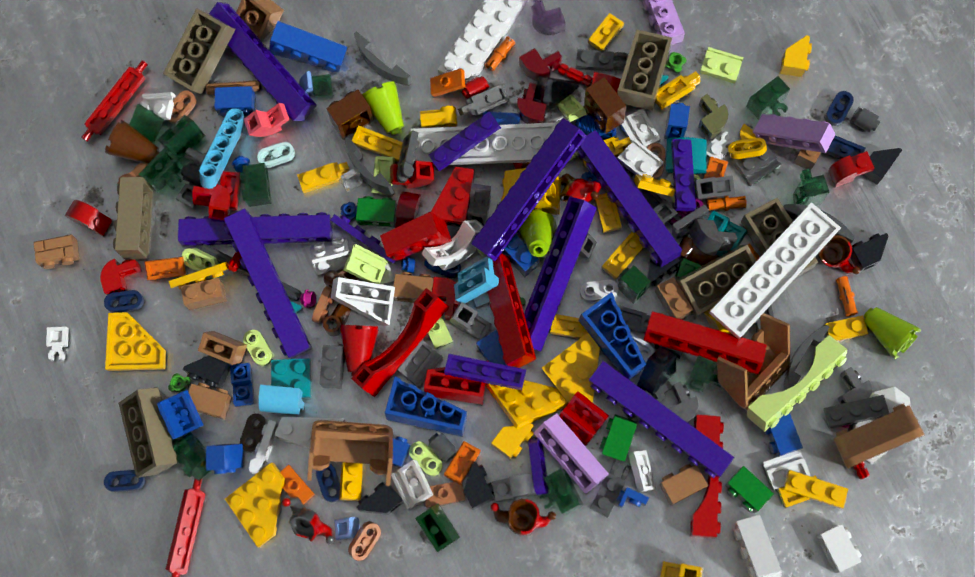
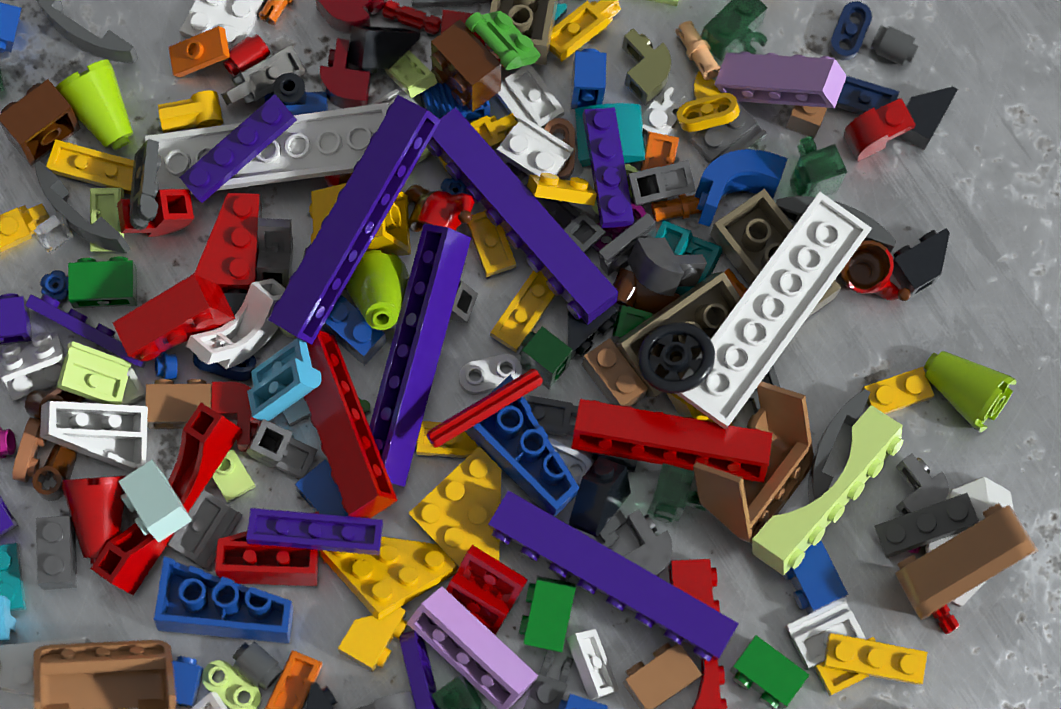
camera: 20 degrees left, 0 degrees up
(393, 343) = (154, 501): none -> light aqua brick
(407, 207) = (154, 270): dark red brick -> none
(499, 109) = (290, 89): none -> black brick
(594, 310) = (484, 408): none -> red axle
(629, 91) = (504, 39): none -> bright green plate
(706, 279) = (664, 336): none -> black plate
(745, 111) = (698, 50): none -> light nougat pin
(761, 186) = (735, 172): none -> blue arch
(843, 285) = (900, 353): orange pin -> none

